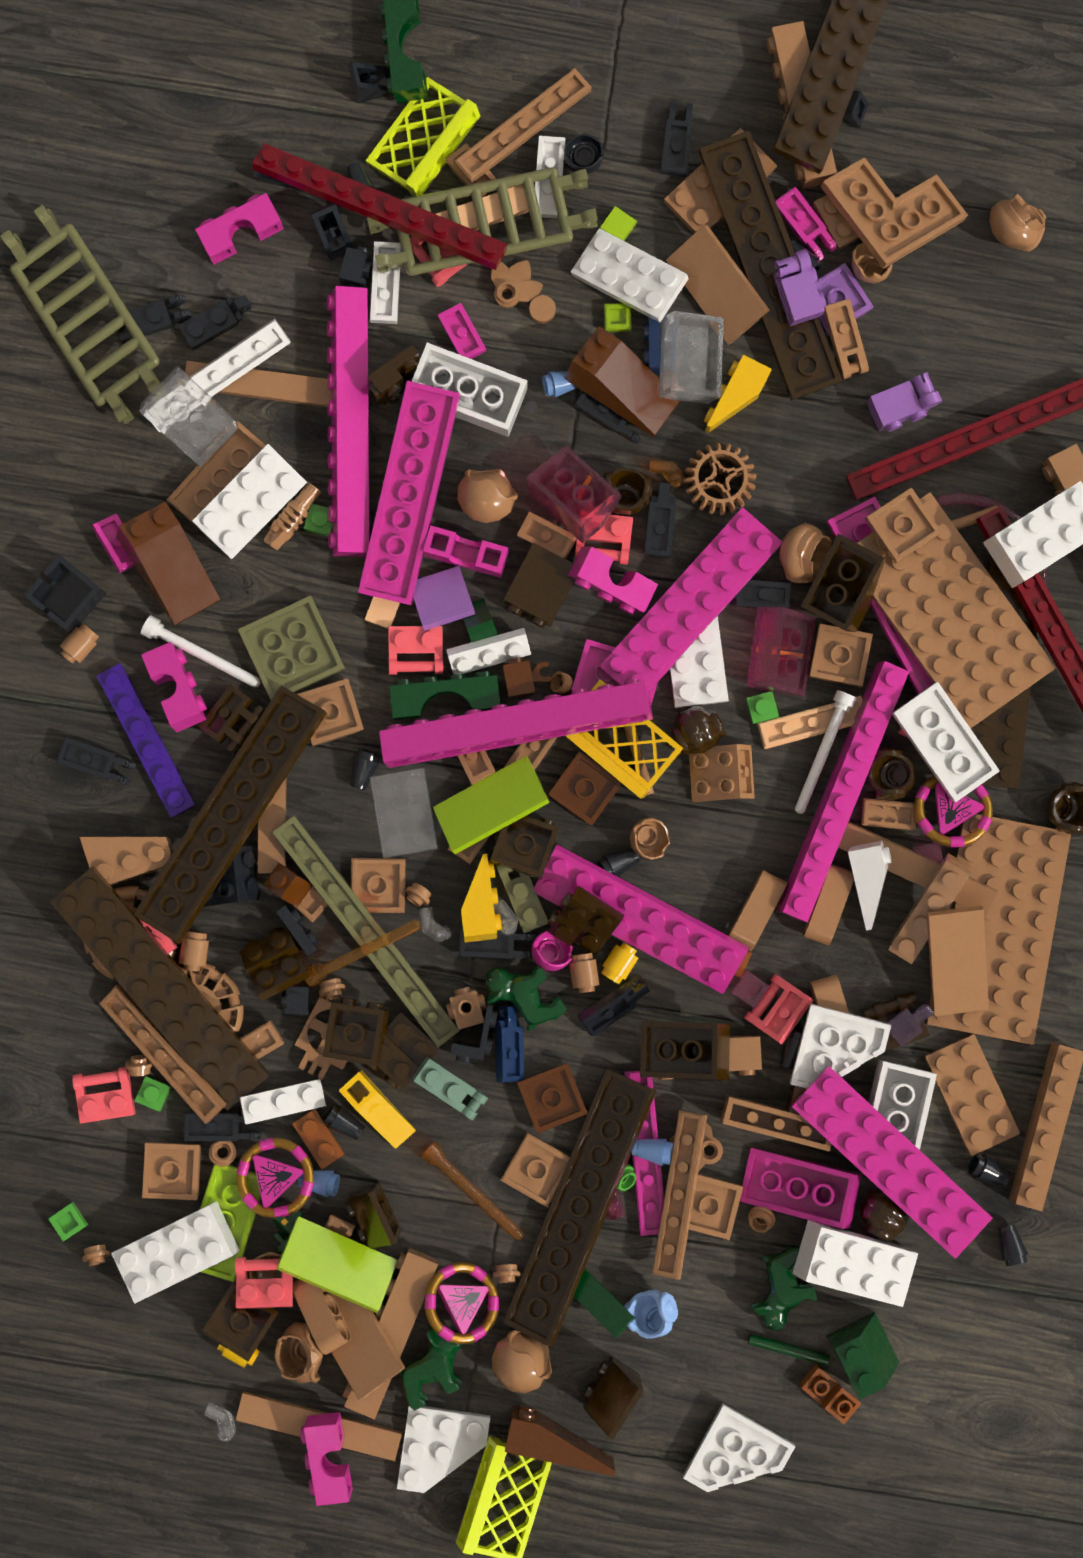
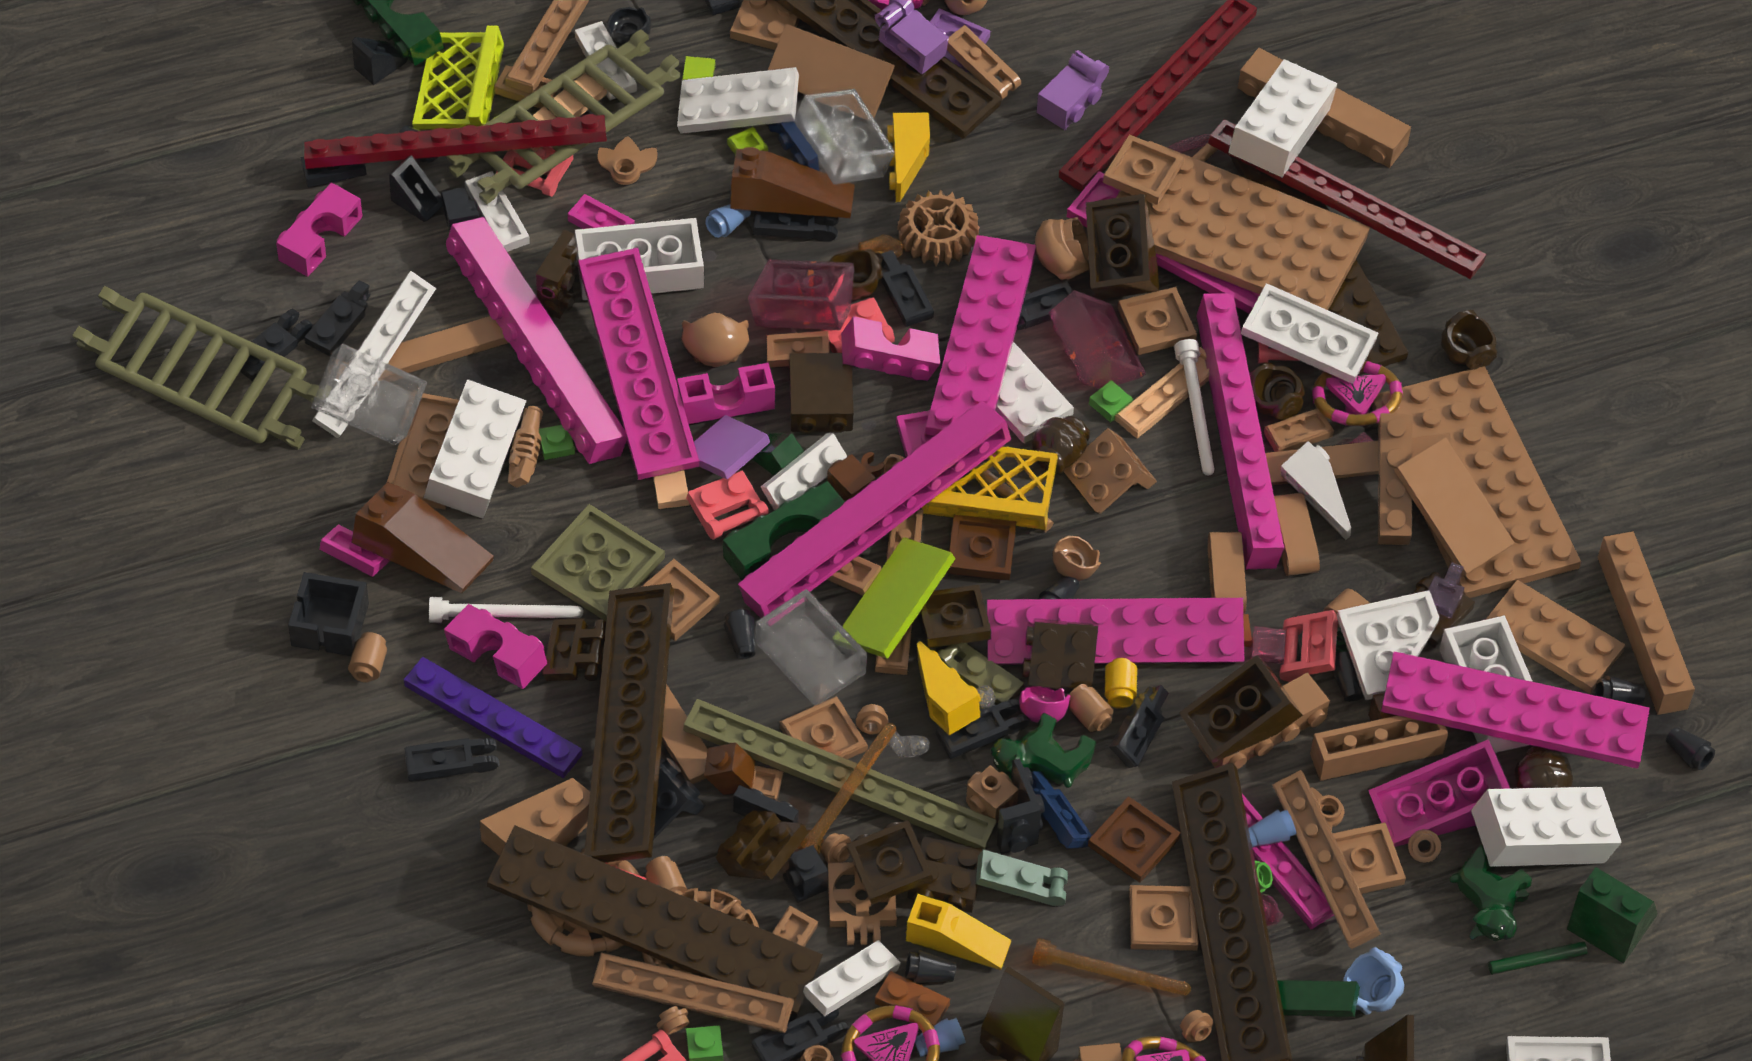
camera: 30 degrees left, 30 degrees down
(542, 309) = (668, 169): medium nougat tile -> none
(829, 1394) = (1611, 979): dark orange slope -> none

